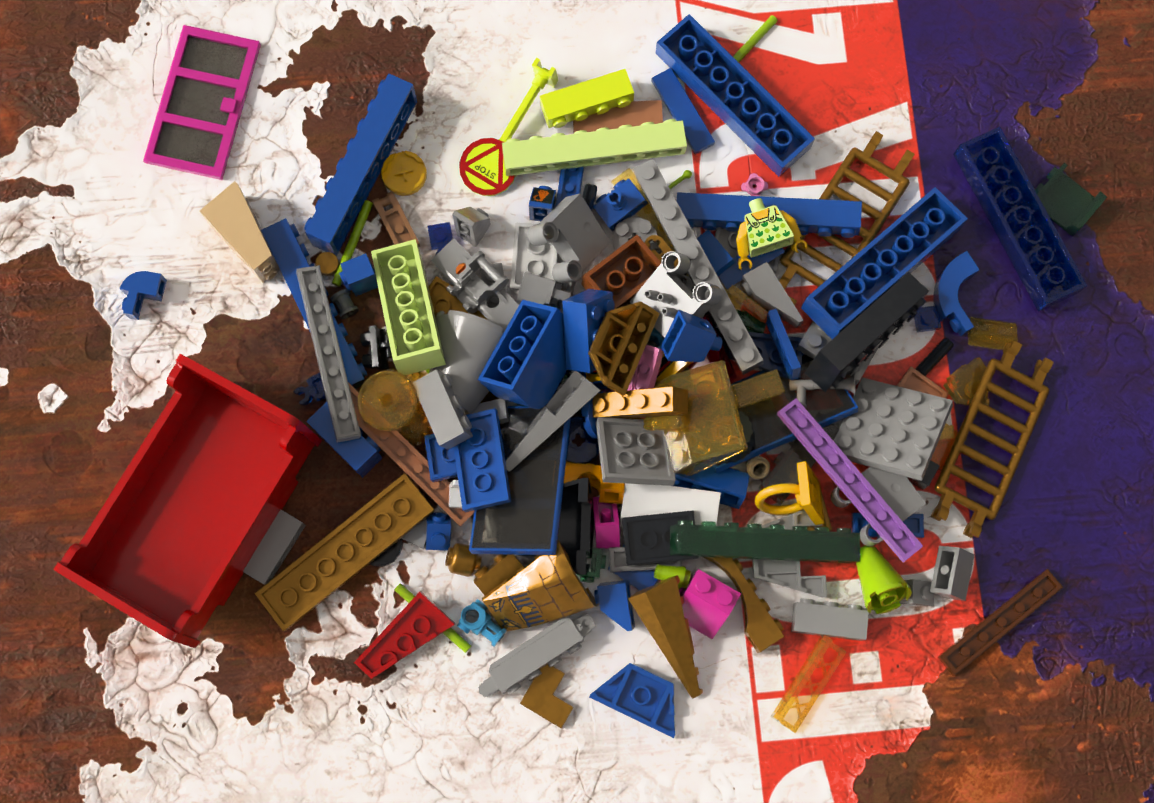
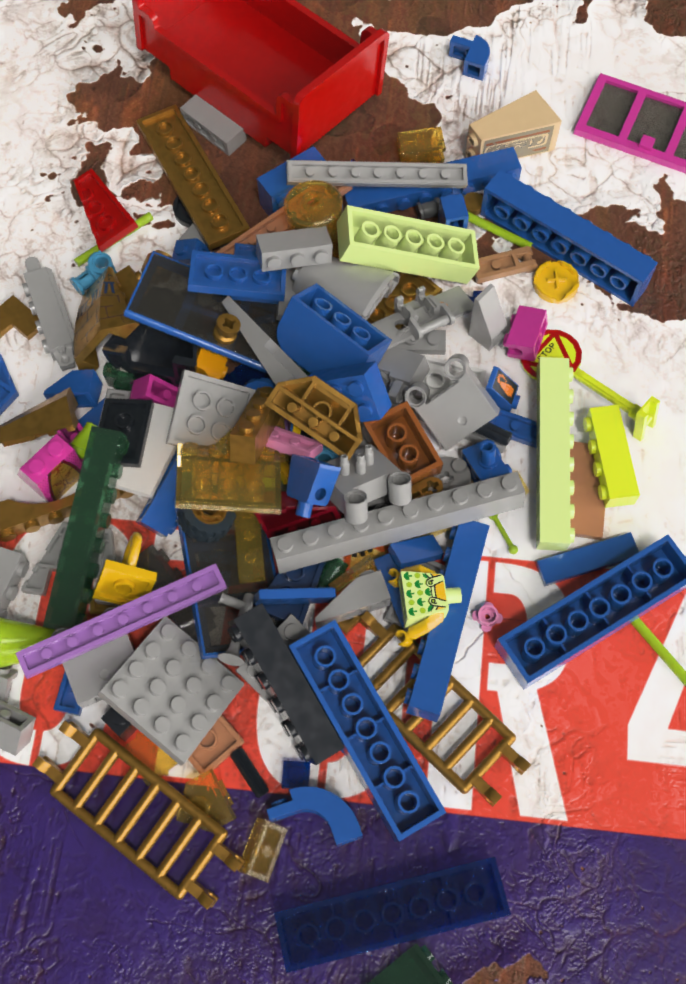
camera: 105 degrees right, 10 degrees down
(270, 325) = (421, 145): none -> clear yellow brick
(472, 189) = (526, 333): none -> dark pink brick
(540, 461) = (226, 329): none -> pearl gold wheel
(757, 467) = (169, 544): dark tan cone -> none

